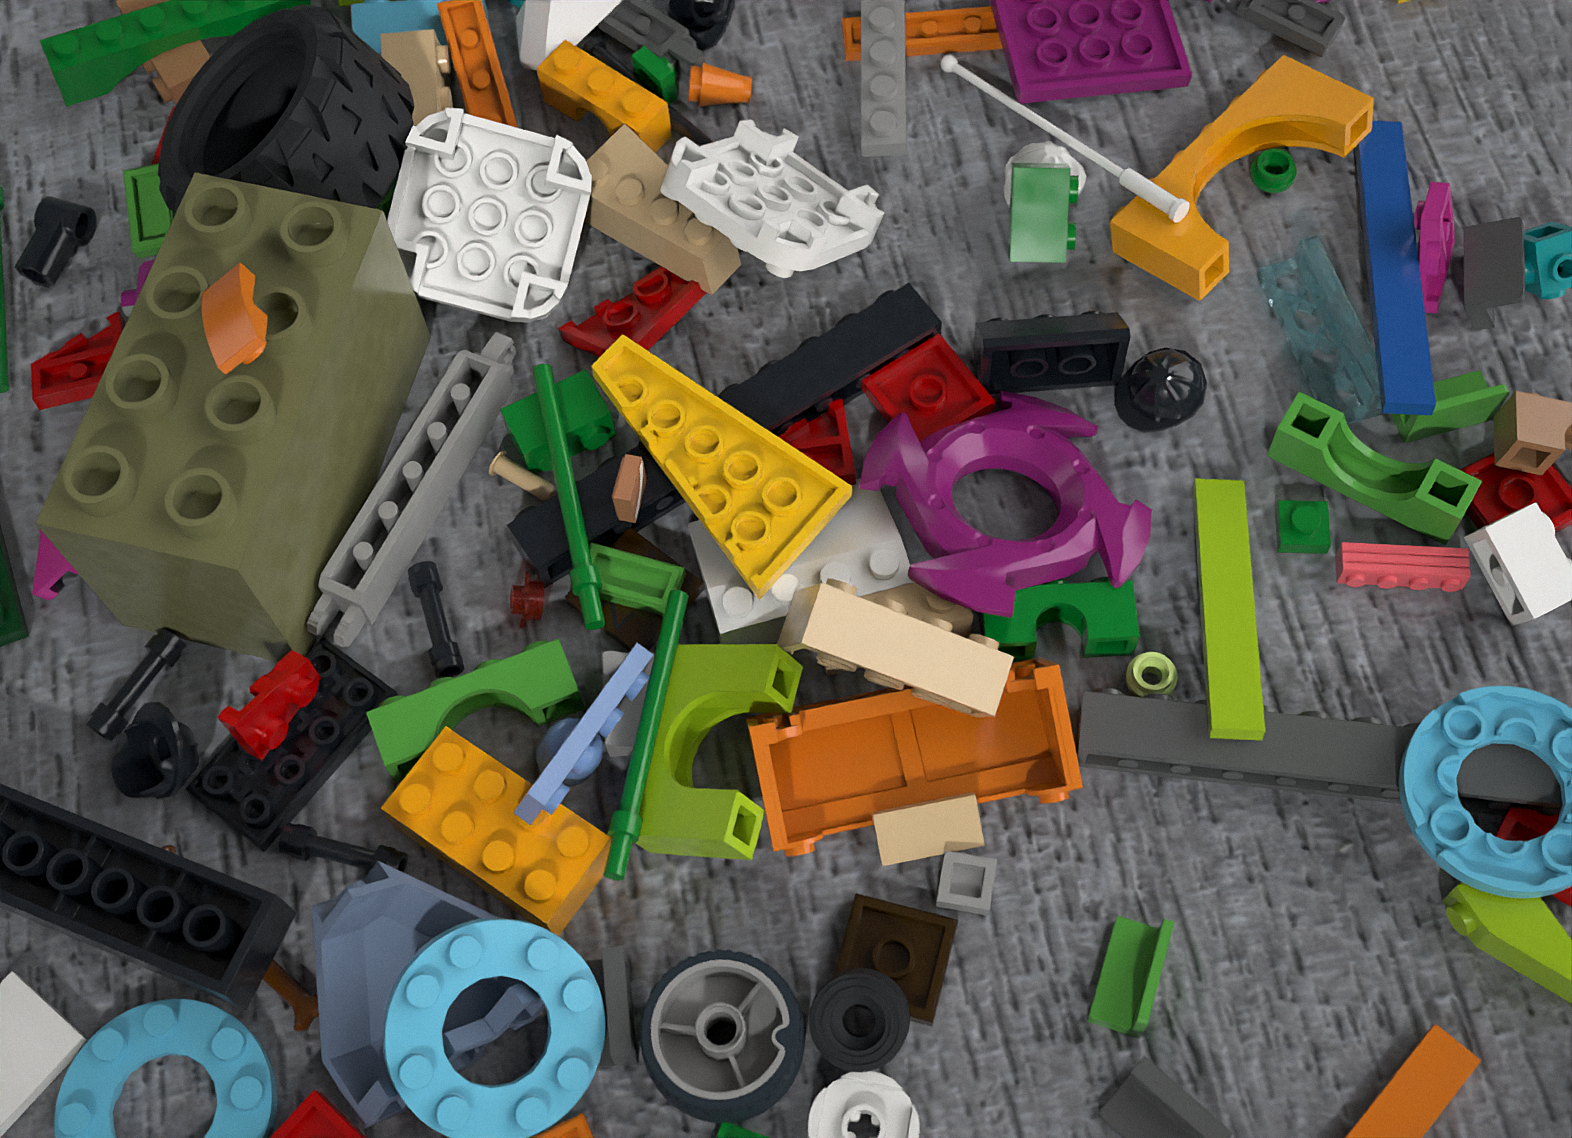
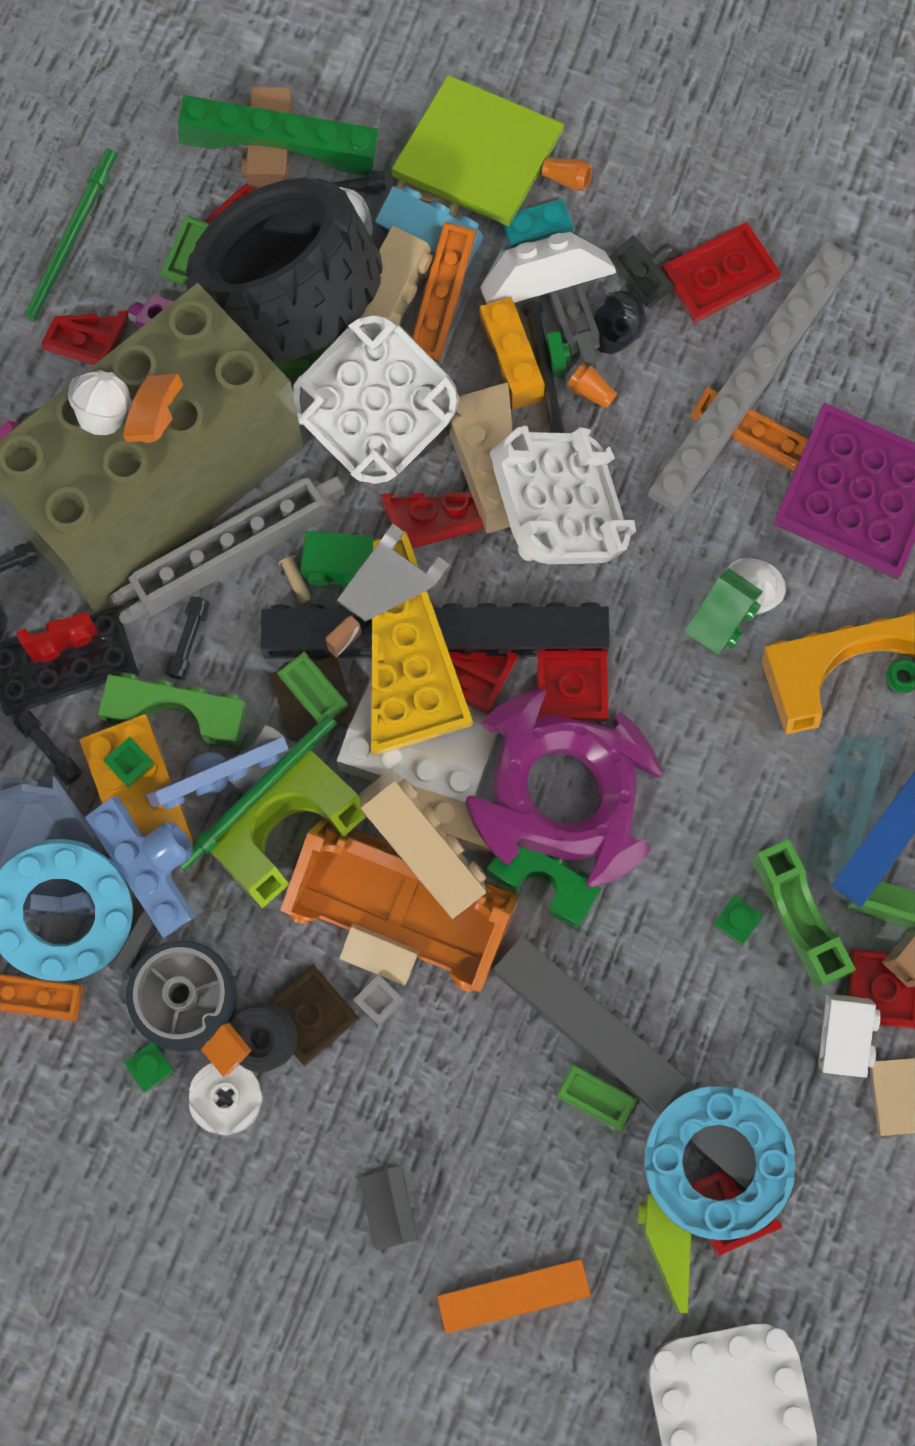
camera: 30 degrees right, 10 degrees up
(58, 231) = (126, 230): black piece -> none
(159, 351) = (99, 401): none -> white piece
(466, 788) = (129, 762): none -> green plate
(527, 600) = (246, 662): clear red plate -> none
(569, 894) = (146, 862): none -> medium blue plate
(584, 576) = (283, 674): green bar -> none
(640, 391) = (388, 579): none -> light grey flag
(827, 1062) = (226, 1049): none -> orange tile
(1051, 352) = (664, 706): black slope -> none
(1130, 179) = (796, 626): white piece -> none
(1130, 976) = (432, 1114): bright green panel -> none
(1151, 663) = (580, 941): yellowish green plate -> none
(1160, 390) = (716, 777): black piece -> none
(1227, 611) = (647, 941): lime tile -> none
(1302, 825) = (596, 1097): none -> bright green tile
(1402, 566) = (777, 985): coral piece -> none

